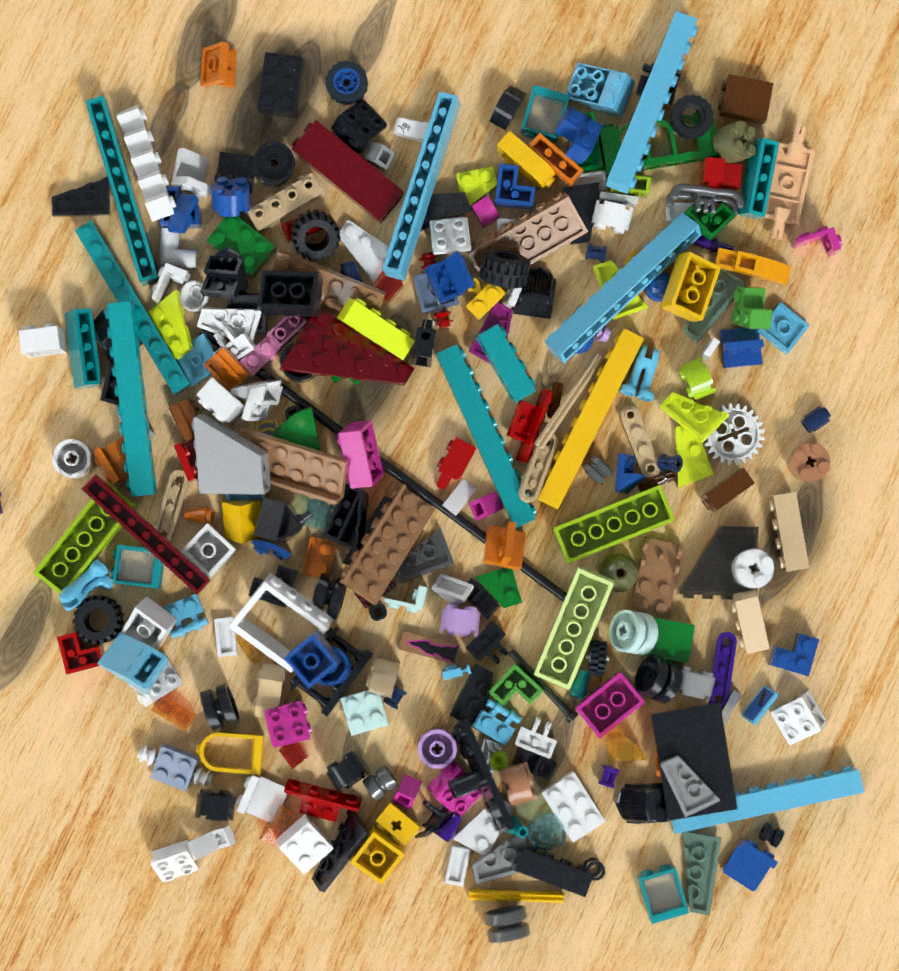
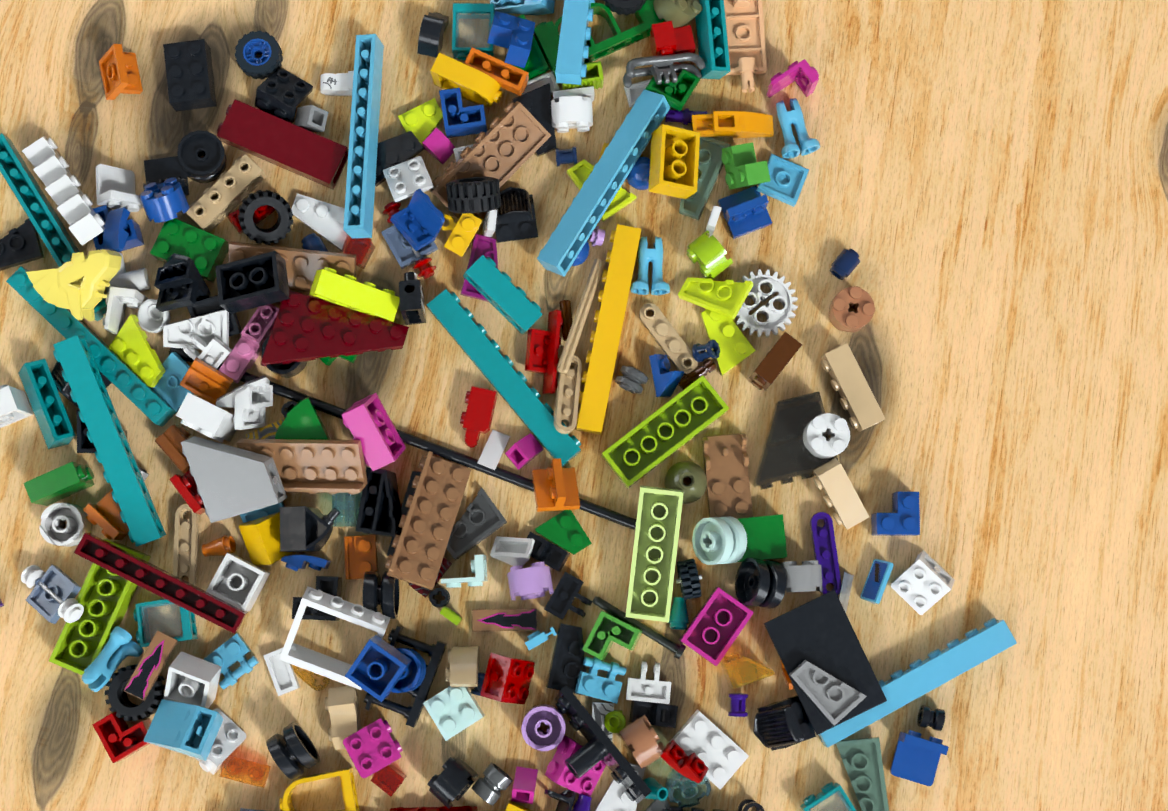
camera: 20 degrees left, 5 degrees down
(49, 516) = (52, 593): none -> sand blue plate
(78, 422) = (59, 483): none -> green brick
(118, 601) = (150, 665): none -> tile
(128, 251) = (78, 283): none -> light yellow animal
(384, 630) = (451, 615): none -> lime tile
(417, 698) = (507, 679): none -> red bracket
(551, 815) = (688, 766): none -> red slope
(812, 275) = (795, 117): none -> medium azure piece

